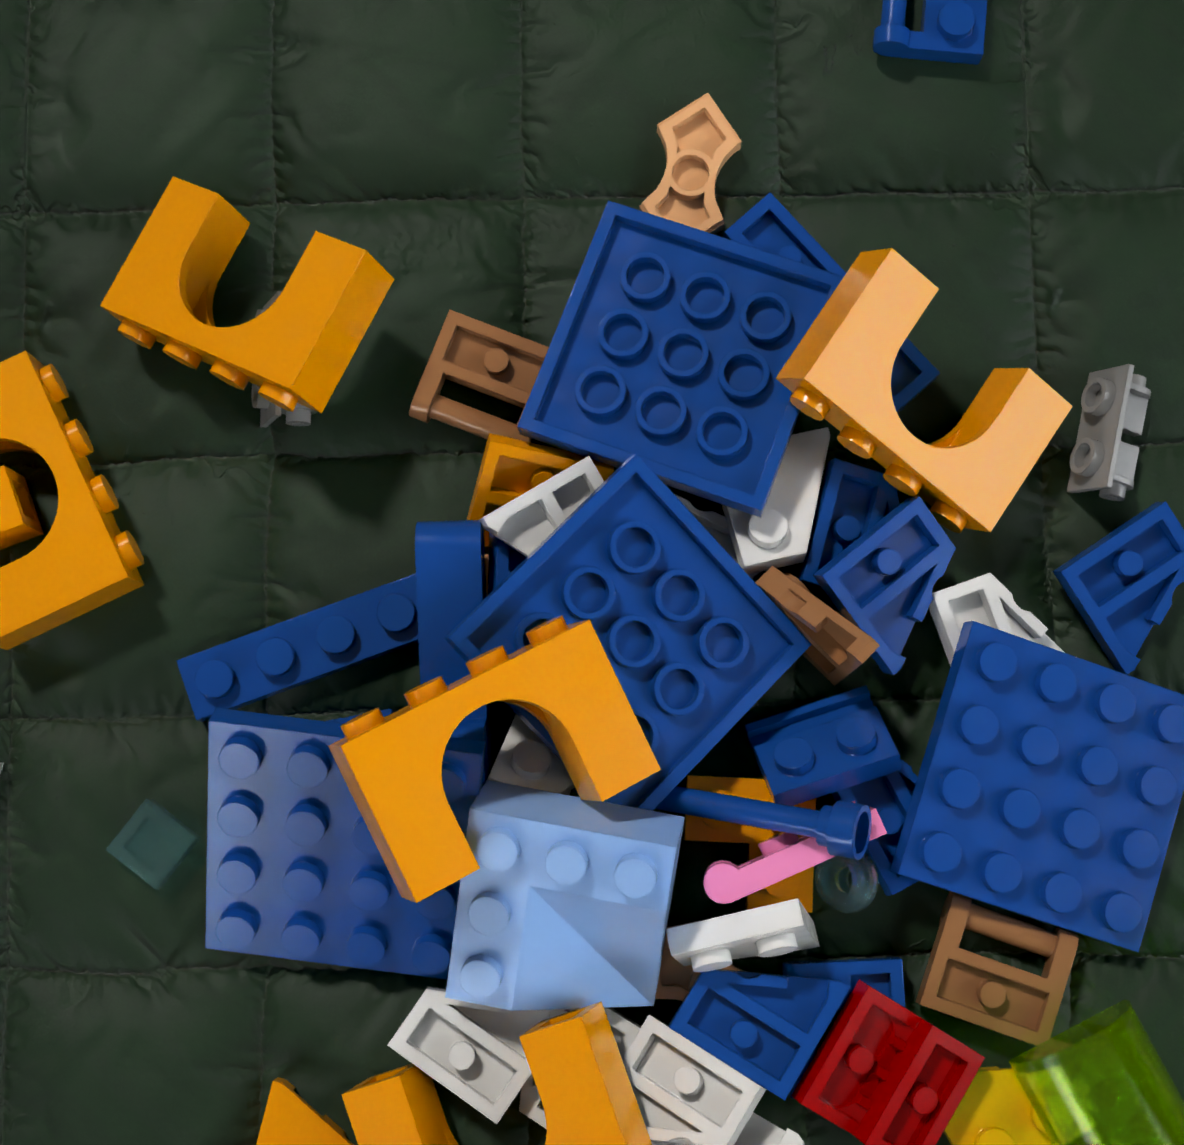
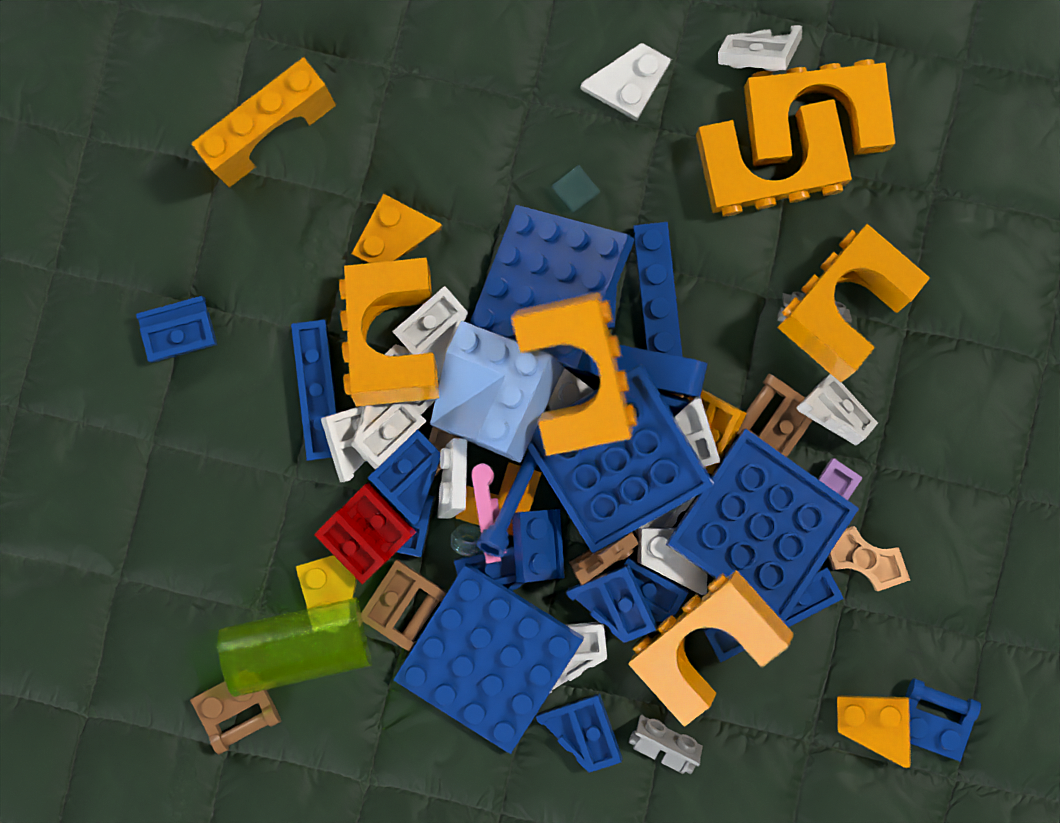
camera: 105 degrees right, 5 degrees up
(445, 279) = (838, 410): none -> white wing
(563, 248) = (840, 478): none -> lavender plate
(970, 85) = (877, 724): none -> light orange wing

